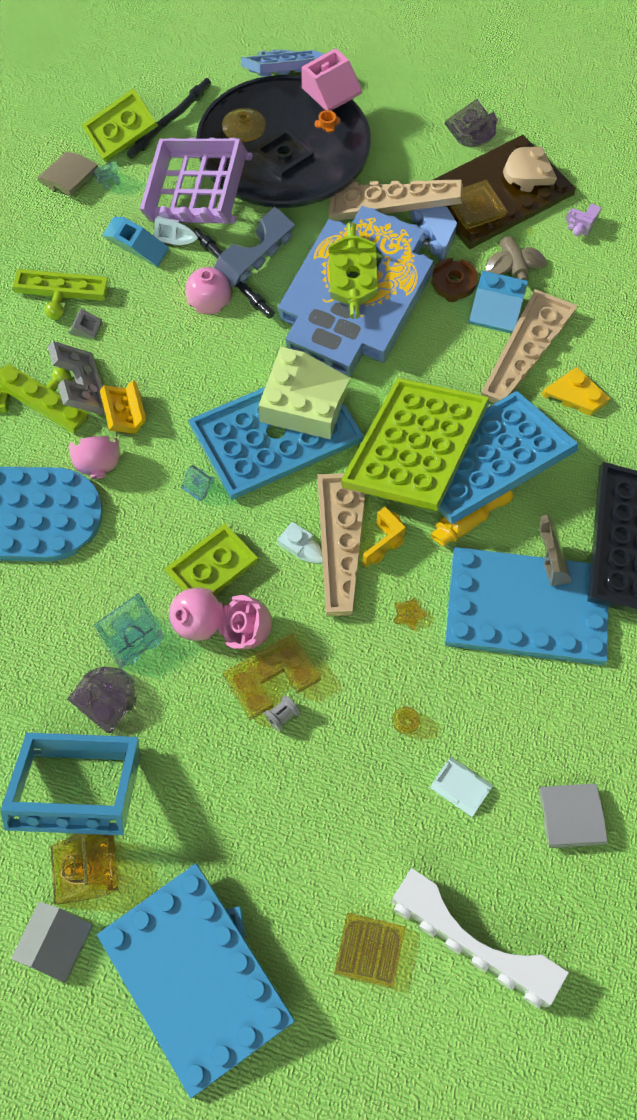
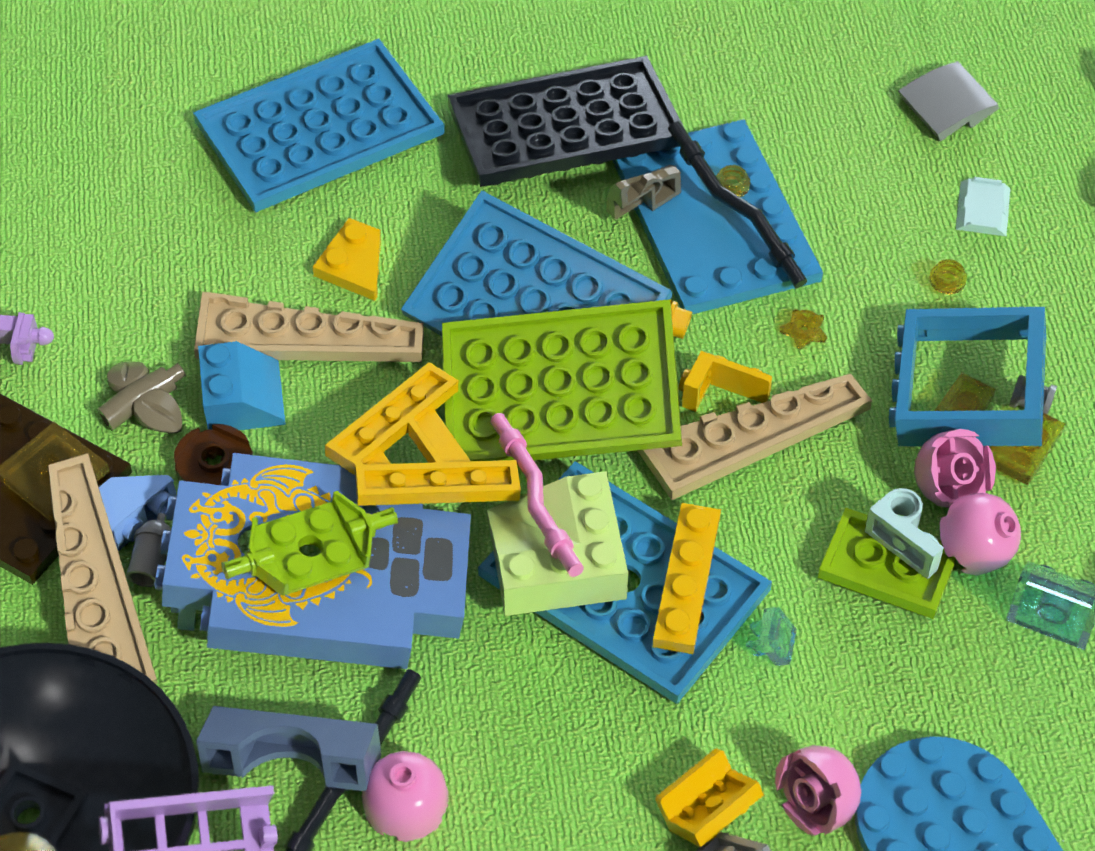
camera: 115 degrees left, 10 degrees down
(215, 565) = (902, 533): none -> light aqua plate
(254, 452) = (686, 578): none -> yellow plate
(284, 701) = (952, 324): none -> dark azure window
(288, 371) = (556, 539): none -> bright pink bar
(300, 544) = (783, 481): light aqua plate -> none
(425, 356) = (449, 471): none -> yellow plate
(465, 614) = (779, 251): none -> black bar
(546, 611) = (734, 179): none -> clear yellow plate

